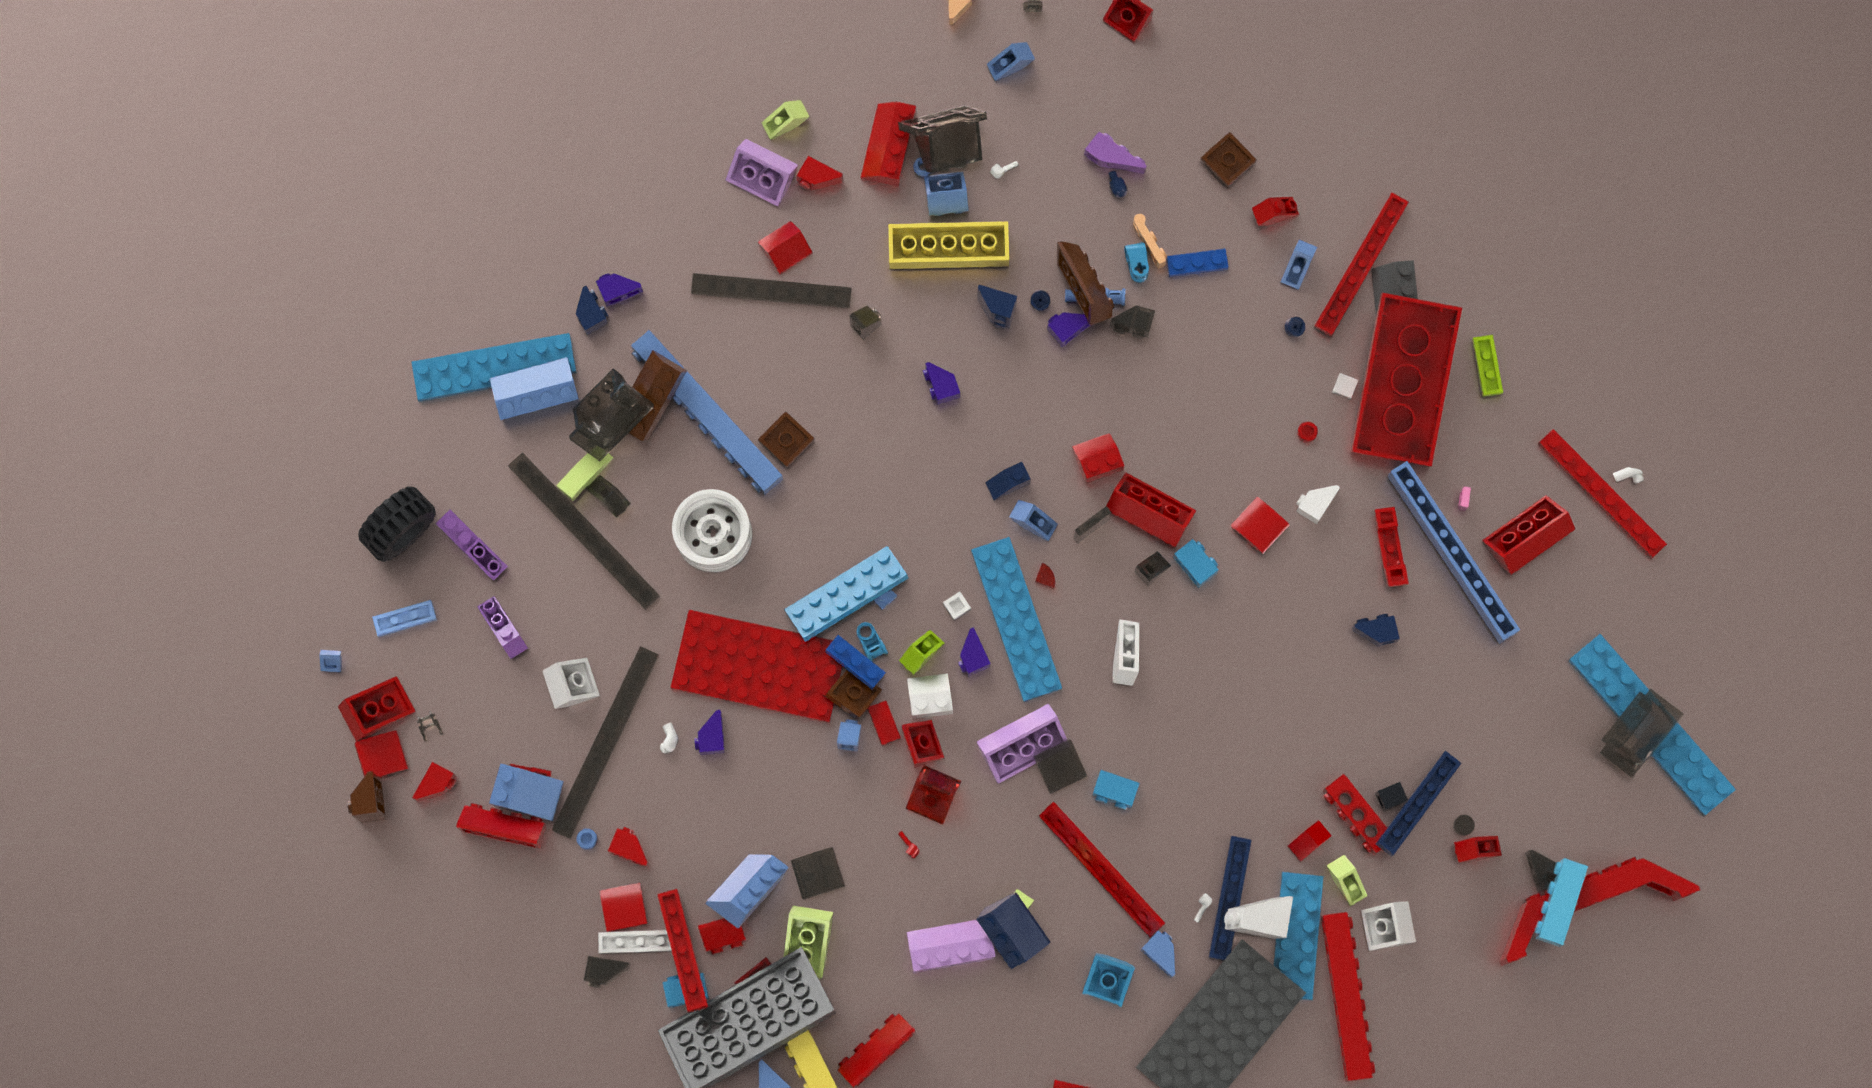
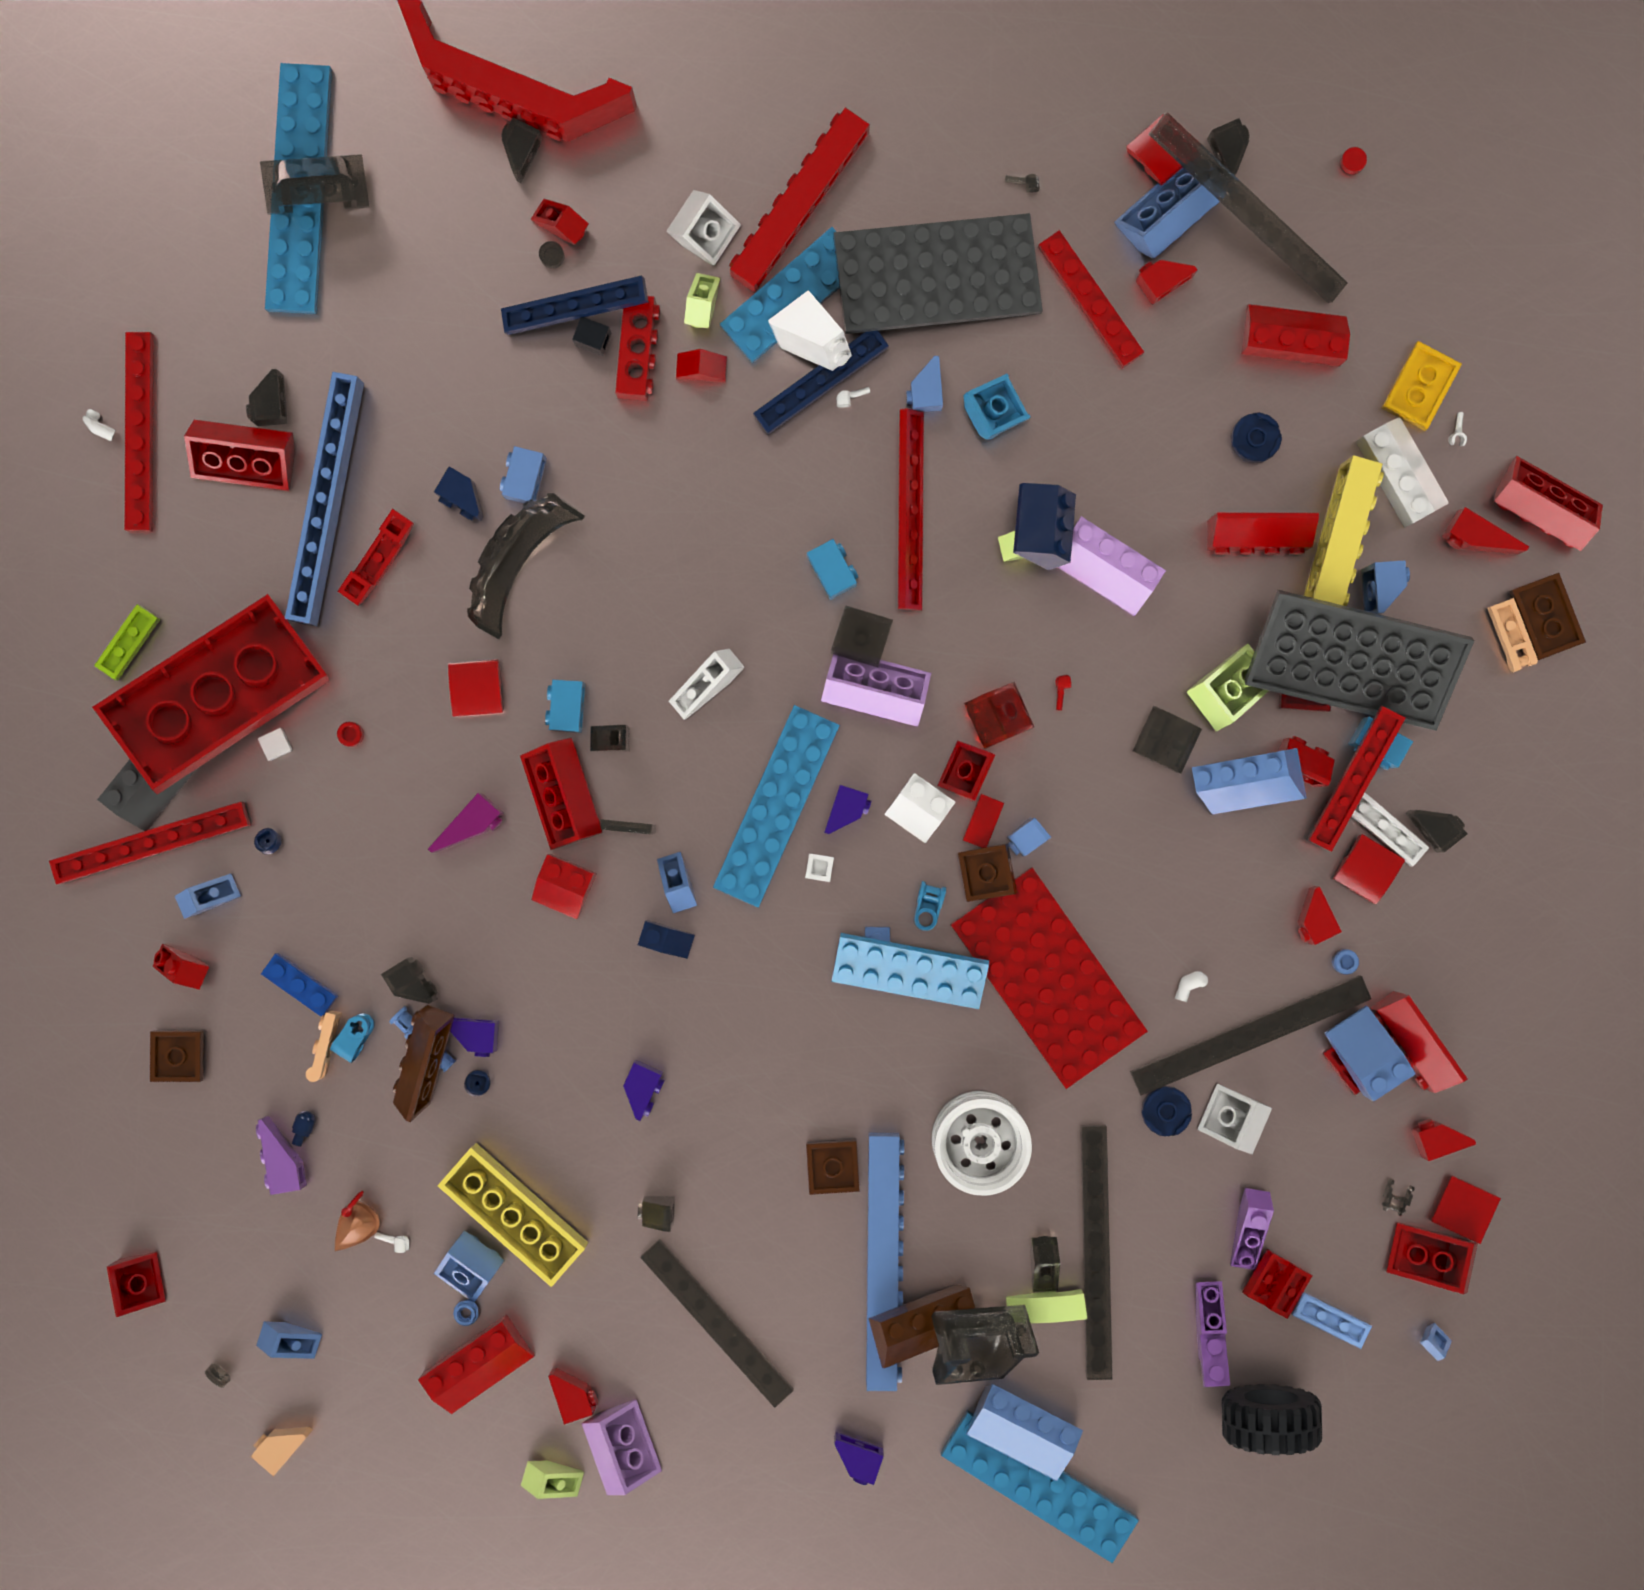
camera: 135 degrees left, 10 degrees up
(368, 800) = (1521, 1178): reddish brown slope -> none
(456, 609) = (1277, 1284): none -> red slope
(589, 313) = (906, 1458): dark blue slope -> none
(615, 651) = (1166, 1111): none -> dark blue tile
(711, 736) = (1151, 952): dark purple slope -> none
(785, 247) = (665, 1353): red slope -> none
(855, 662) = (960, 899): blue plate -> none
(921, 651) = (890, 854): lime slope -> none
(947, 137) = (417, 1320): clear smoke windscreen -> none
(997, 306) = (522, 1113): dark blue slope -> none
(1034, 159) = (356, 1224): none -> nougat piece
(1045, 576) = (713, 820): clear red tile -> none
(1186, 449) = (475, 819): none -> magenta slope
(1316, 502) = (406, 660): white slope -> none
(1316, 616) = (508, 552): none -> clear smoke windscreen
(1351, 675) = (523, 475): none -> medium blue brick
(1464, 498) = (267, 540): bright pink tile -> none
(1543, 580) = (268, 401): none -> clear smoke slope
(1561, 902) = (533, 90): medium azure brick -> none

